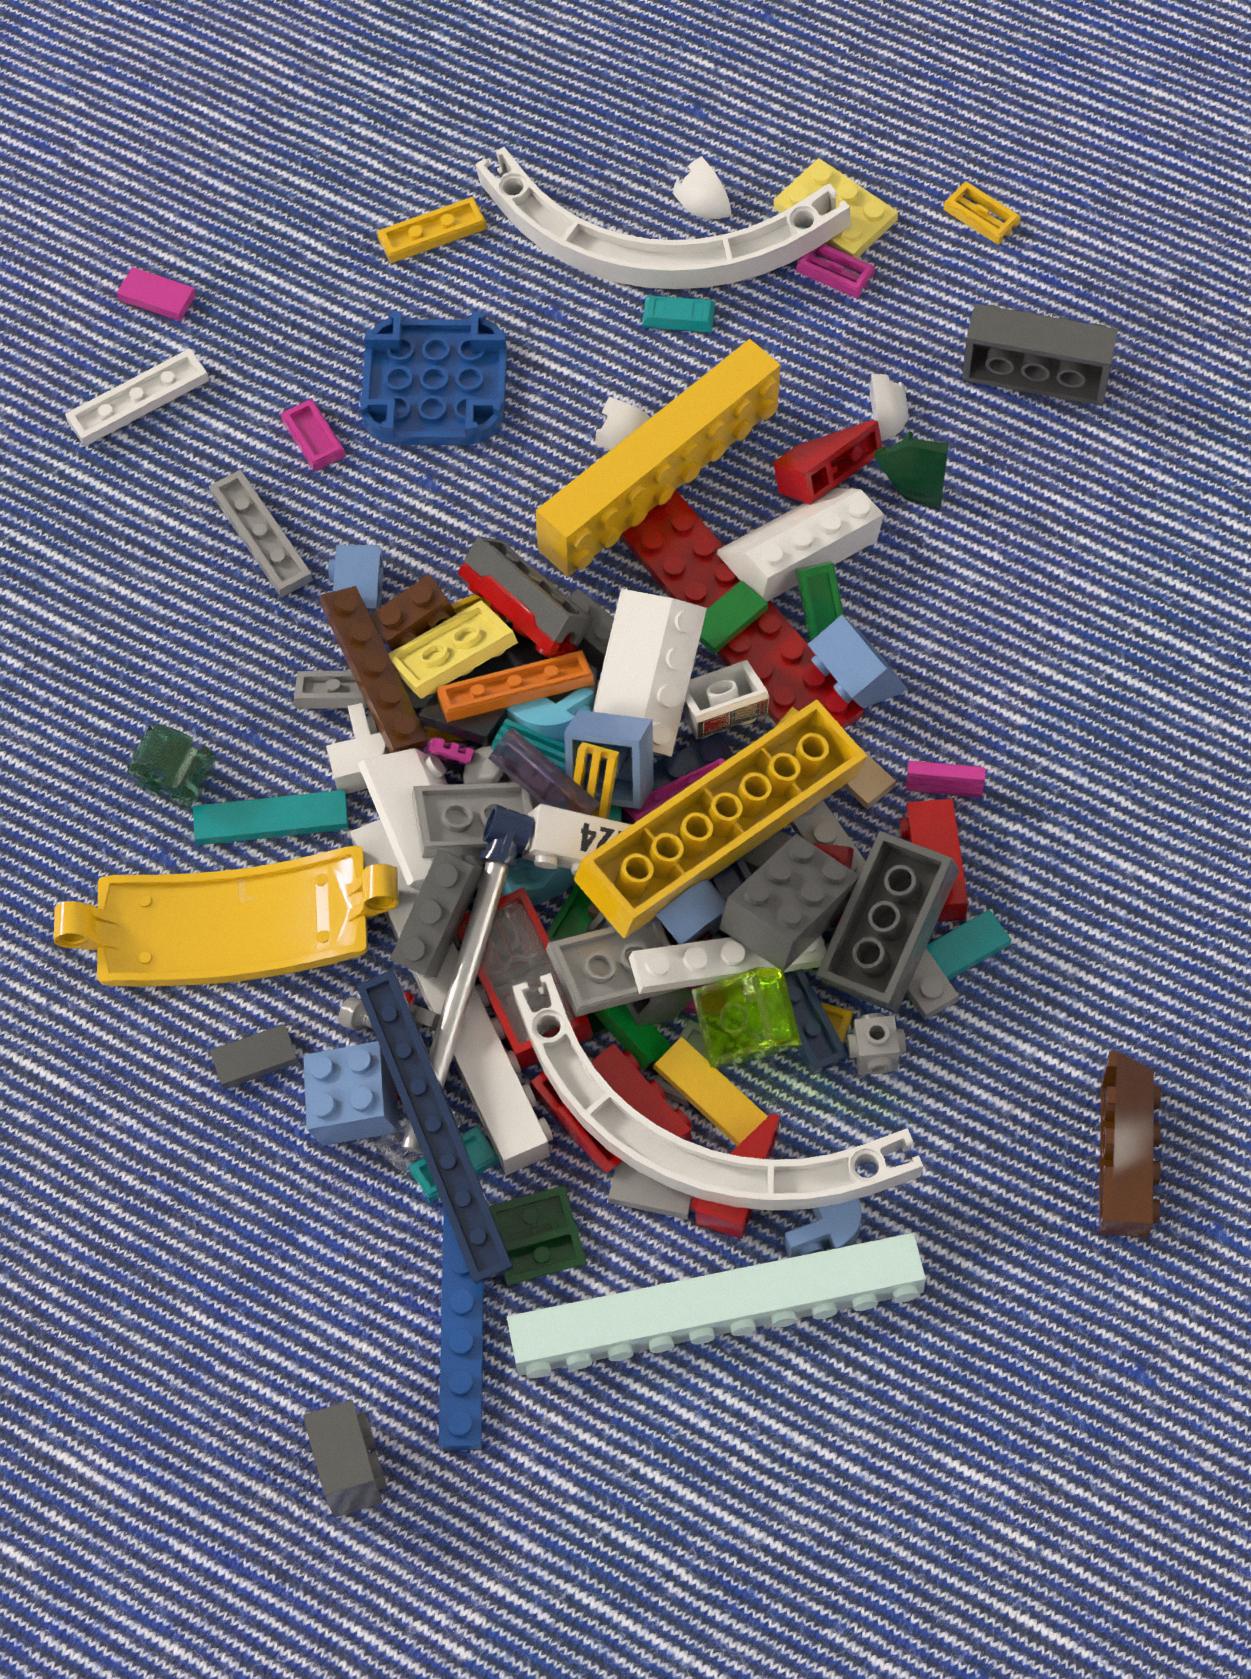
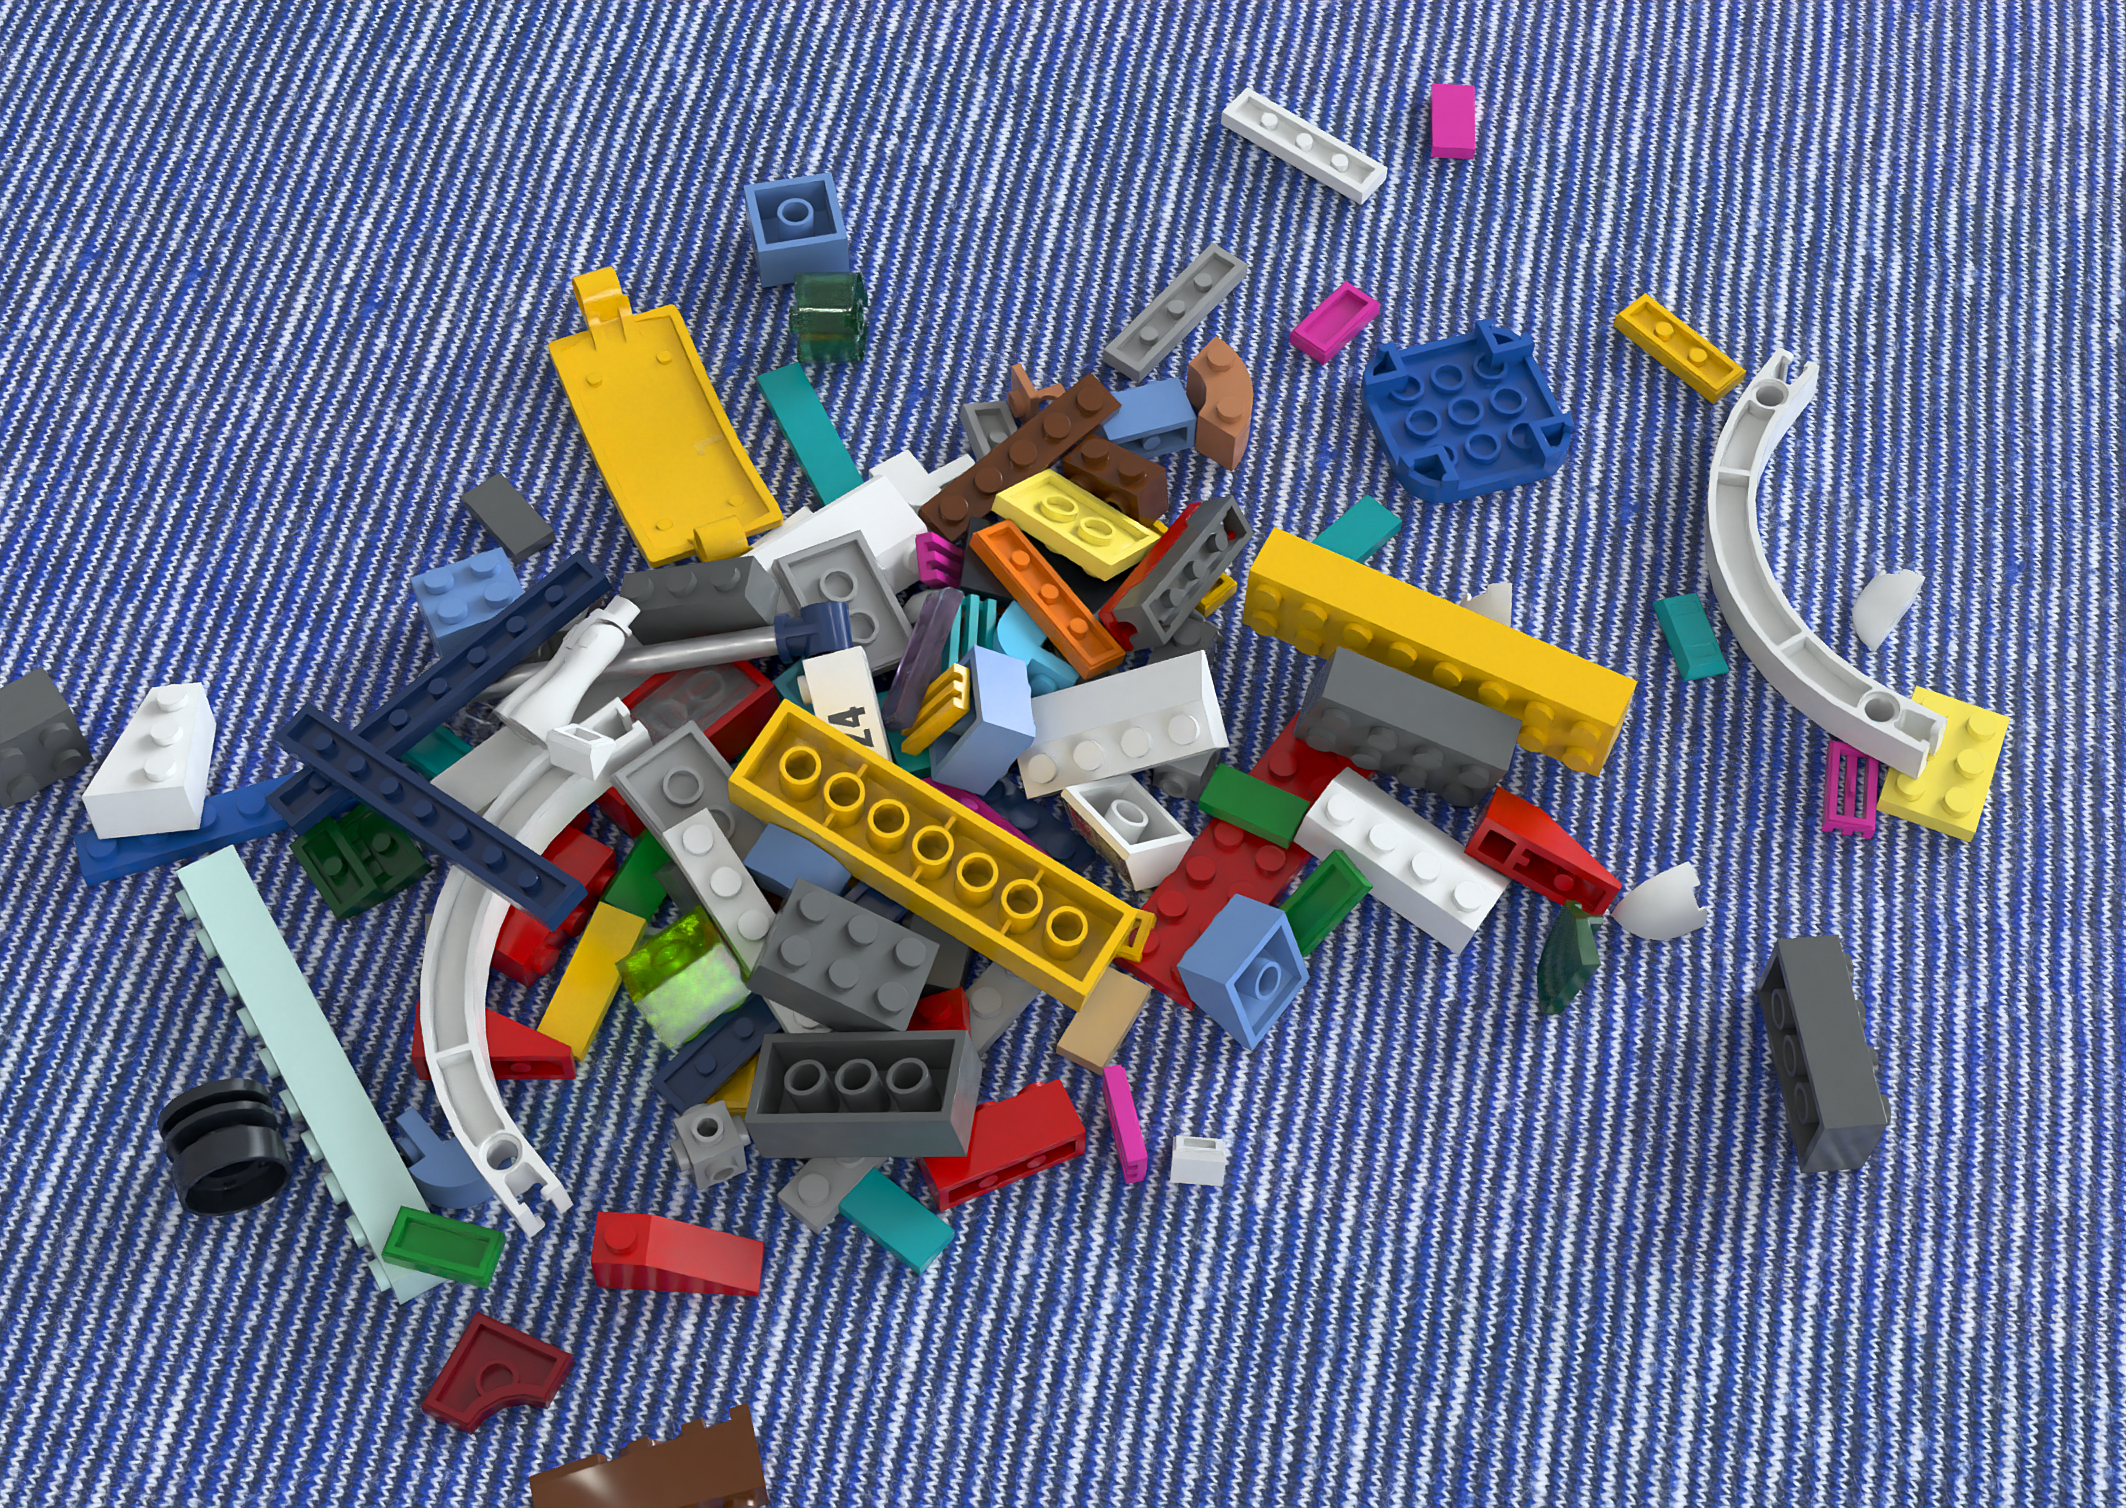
camera: 65 degrees right, 5 degrees down
(67, 766) = (796, 228): none -> medium blue brick
(306, 651) = (1023, 397): none -> nougat bracket
(365, 522) = (1224, 397): none -> nougat brick
(413, 1354) = (157, 767): none -> white wedge
(479, 1034) = (556, 690): none -> white piece
(513, 487) = (1360, 530): none -> teal tile
(554, 1021) = (579, 750): none -> white slope
(563, 1147) = (432, 817): none -> dark blue plate
(714, 497) = (1406, 728): none -> dark grey brick
(775, 1373) = (224, 1147): none -> black wheel
(911, 1234) = (444, 1247): none -> green tile
(952, 1095) = (673, 1256): none -> red slope
(977, 215) = (2024, 969): yellow tile -> none
(982, 744) = (1198, 1160): none -> white slope
(999, 1237) = (494, 1371): none -> dark red tile

